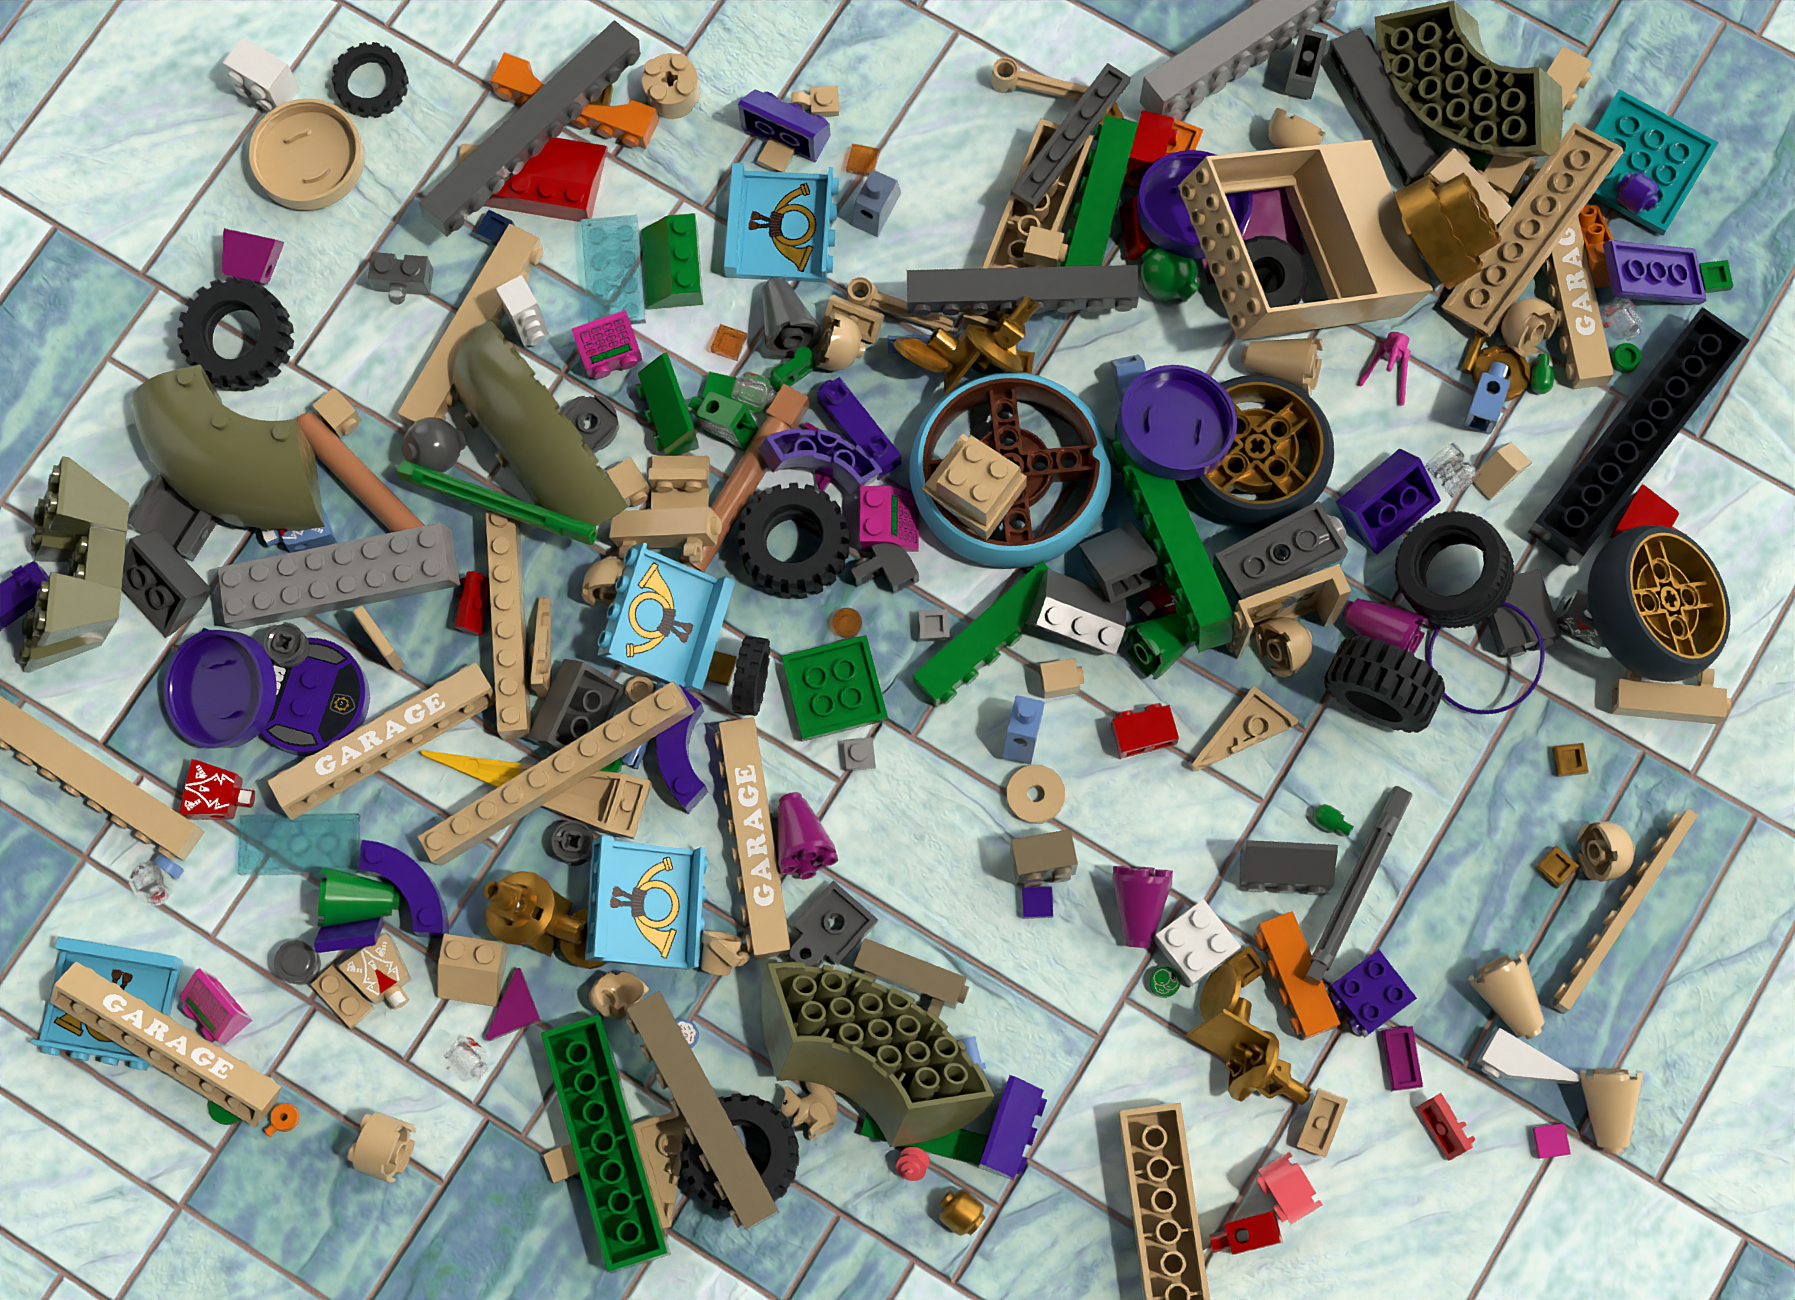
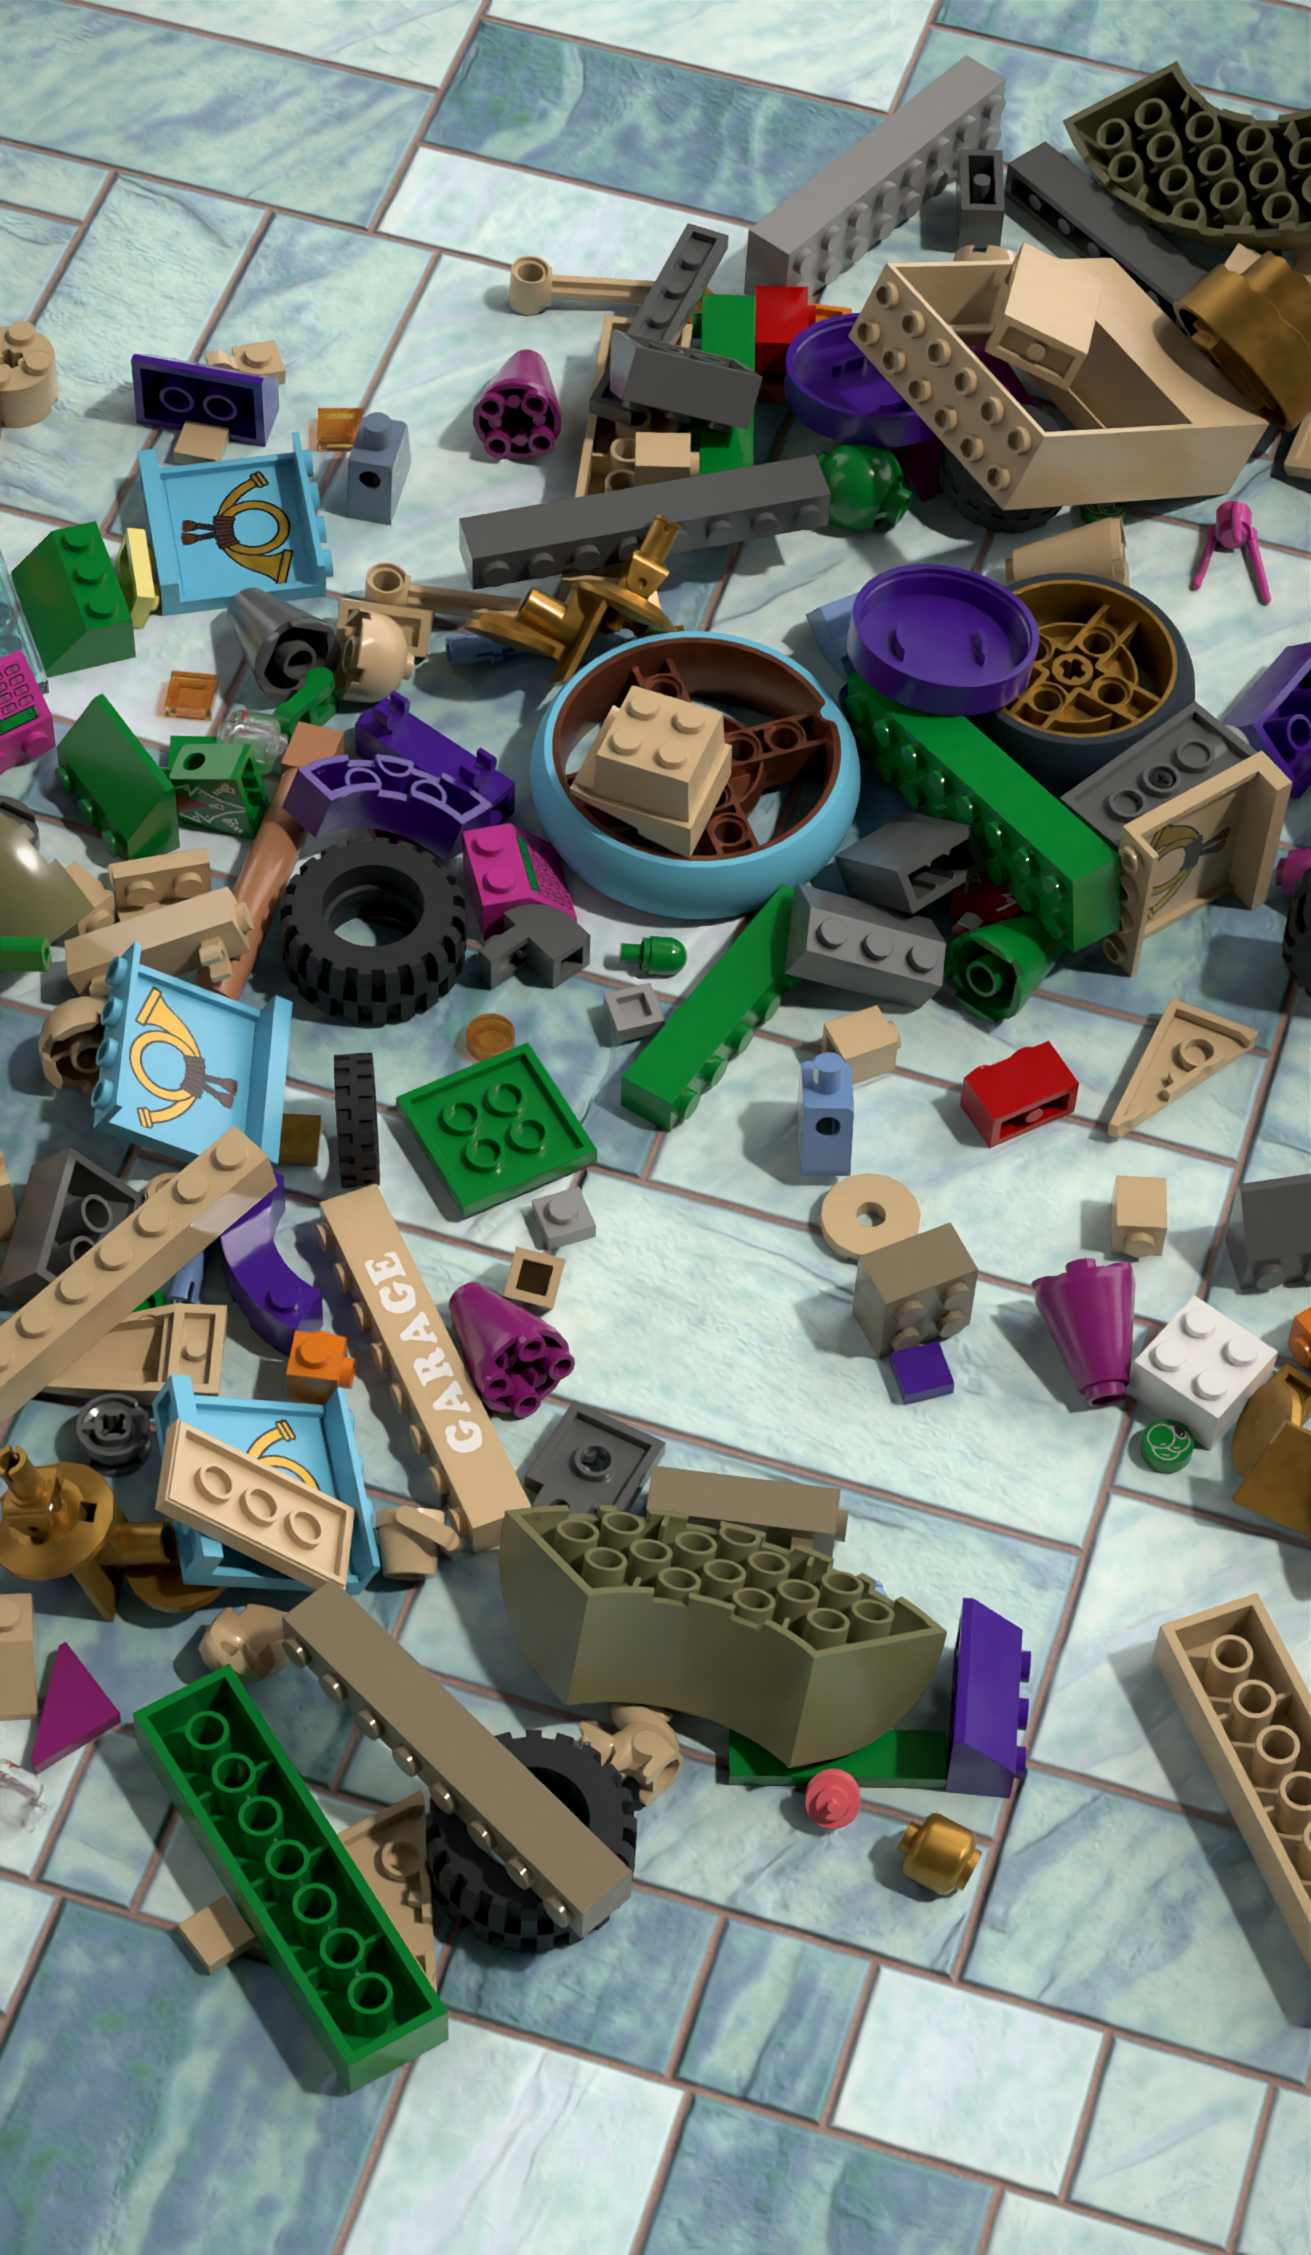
camera: 20 degrees left, 20 degrees down
(632, 926) = (254, 1507): none -> tan tile
(695, 828) = (318, 1367): none -> orange brick
(715, 243) = (135, 571): none -> light yellow plate
(829, 798) = (534, 1277): none -> tan brick
(957, 587) = (655, 955): none -> green cylinder
(974, 170) = (519, 409): none -> magenta cone
(1070, 188) = (682, 382): none -> dark grey slope
(1134, 238) = (784, 433): red plate -> none
(1191, 830) = (1138, 1216): none -> tan brick
(1286, 645) = (1200, 932): tan cylinder -> none
(1302, 207) = (1046, 317): none -> tan panel

